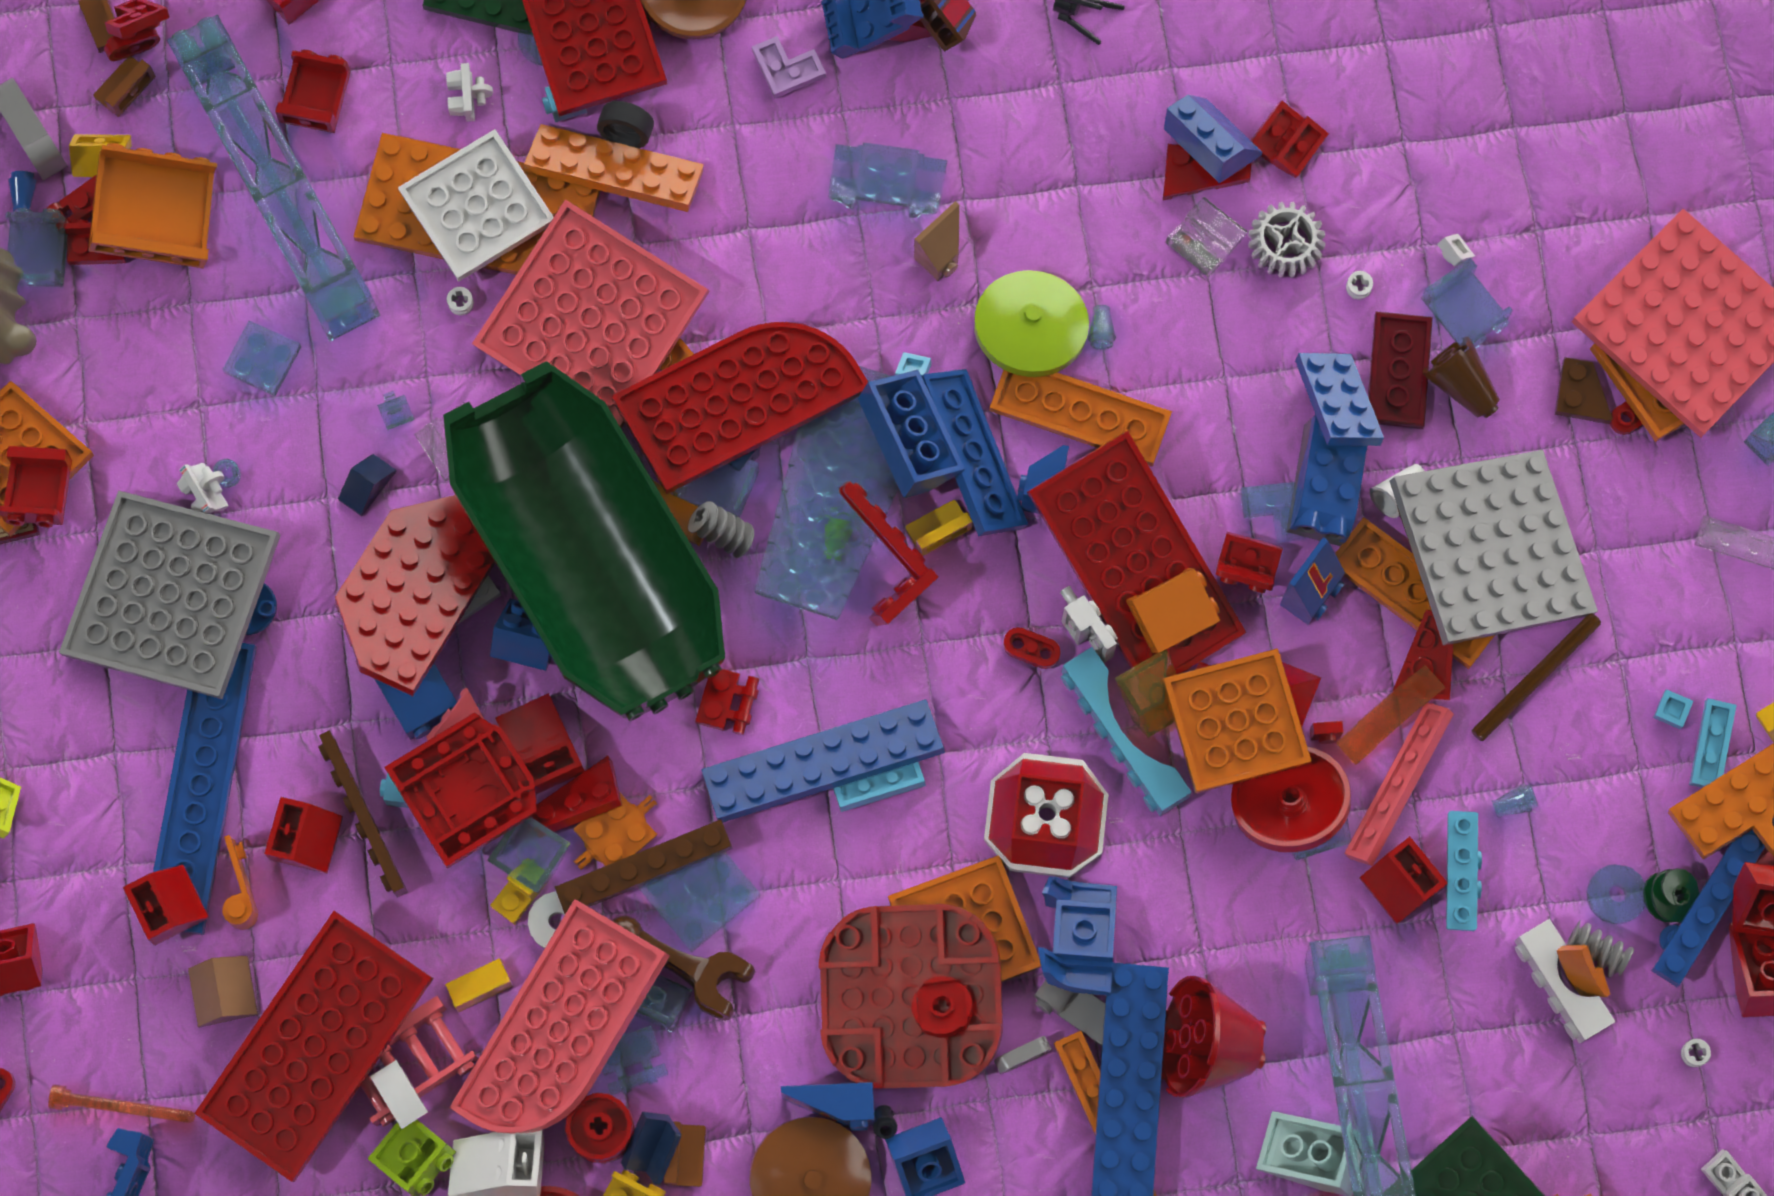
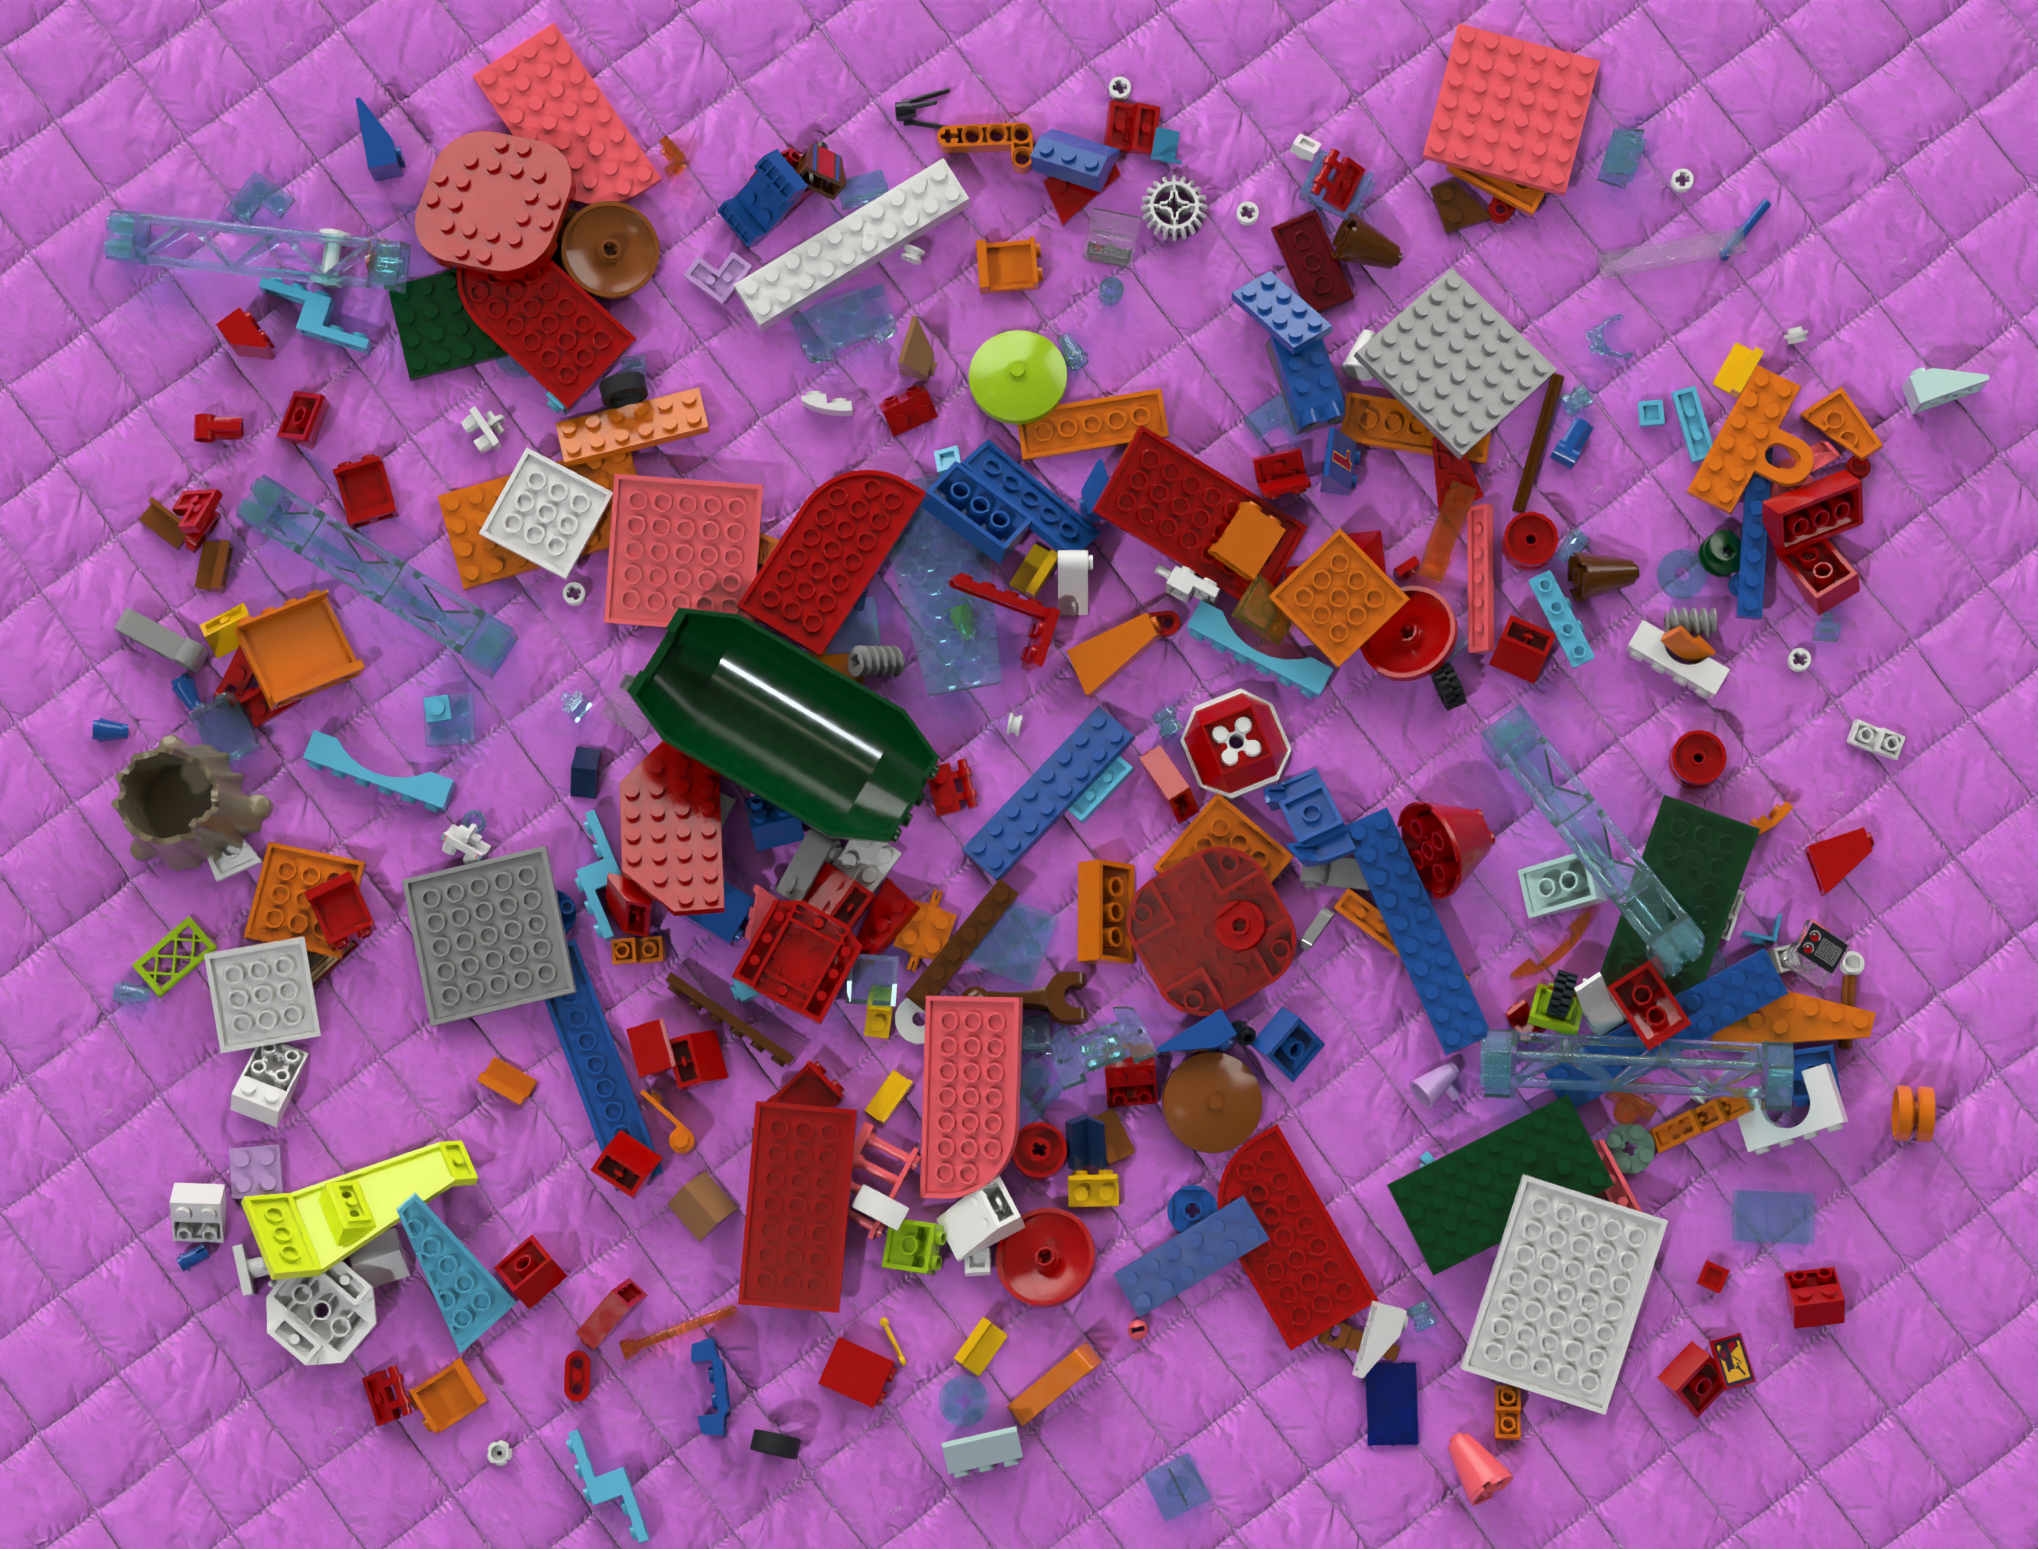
camera: 25 degrees left, 5 degrees up
(62, 1050) = (611, 1313): none -> red slope
(102, 753) = (507, 1081): none -> orange panel
(198, 412) = (427, 788): none -> medium azure arch
(254, 339) = (437, 709): none -> medium azure plate
(260, 797) = (651, 1048): none -> red slope
(313, 692) = (638, 950): none -> orange slope
(315, 595) = (594, 876): none -> medium azure bracket
(327, 642) = (629, 905): none -> red slope
(402, 931) = (810, 1088): none -> red panel
(533, 696) = (807, 863): none -> light grey door
(597, 730) = (867, 862): none -> white plate
(654, 107) = (634, 363): none -> clear light blue tile
(726, 1054) = (1100, 1047): none -> clear light blue piece
(740, 1102) = (1131, 1083): none -> red slope
(810, 910) = (1103, 907): none -> orange slope
(815, 243) = (818, 402): none -> white slope
(828, 671) = (1014, 724): none -> white bush
(901, 297) = (908, 410): none -> red bracket
(938, 105) = (852, 245): none -> white brick
(953, 819) = (1169, 784): none -> slope
(968, 651) = (1110, 653): none -> orange slope
(969, 555) = (1073, 581): none -> white door
(980, 59) = (863, 189): none -> clear light blue panel
(988, 754) = (1167, 722): none -> clear light blue wheel
(993, 147) = (912, 254): none -> white bush
(1084, 208) = (1008, 266): none -> orange panel
(1128, 76) = (985, 144): none -> orange beam
(1173, 294) = (1108, 295): none -> clear light blue wheel
(1303, 876) = (1448, 687): none -> black tyre
(1305, 92) = (1115, 94): none -> white bush
(1312, 174) = (1165, 146): none -> dark azure bracket
(1468, 755) = (1522, 554): none -> red wheel
(1475, 305) = (1343, 184): none -> red plate
(1528, 846) = (1599, 574): none -> reddish brown cone
(1541, 1086) = (1688, 771): none -> red wheel
(1566, 699) = (1569, 448): none -> blue piece
(1604, 653) = (1577, 399): none -> clear light blue wheel
(1655, 608) = (1598, 344): none -> clear light blue helmet
(1742, 1036) = (1826, 629): none -> clear light blue tile

